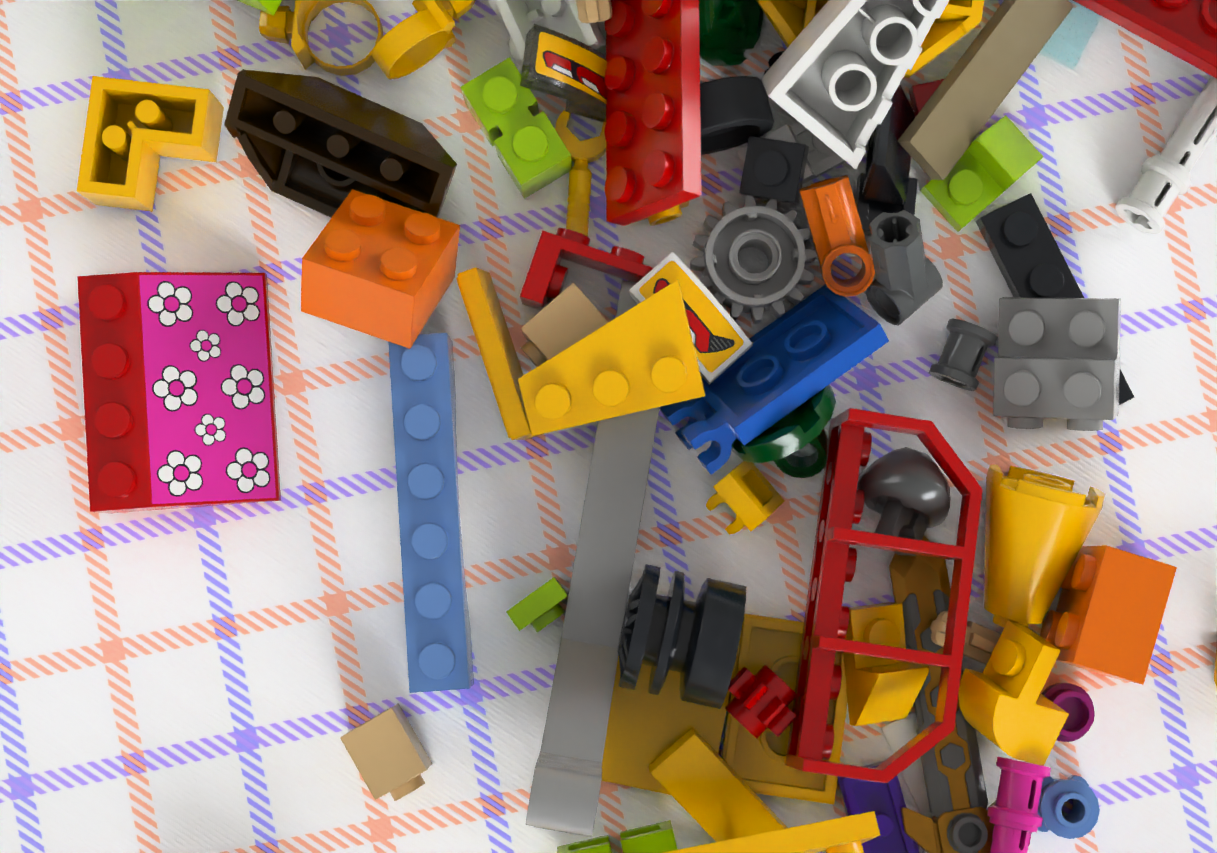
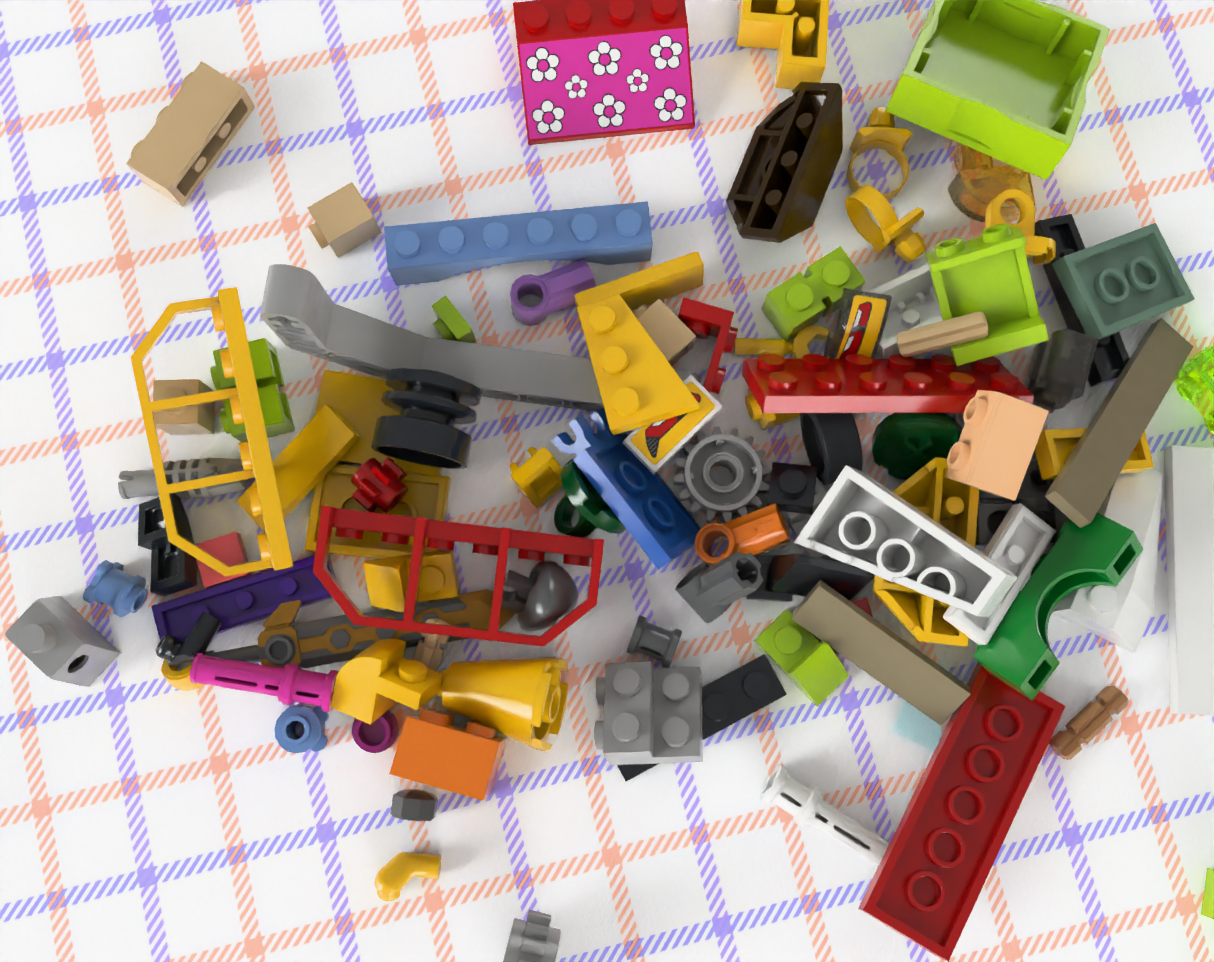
camera: 90 degrees right, 5 degrees down
(379, 268) = (699, 193): orange brick -> none
(496, 465) = (553, 288): none -> medium lavender piece
(1166, 664) = (414, 805): none -> dark grey tile

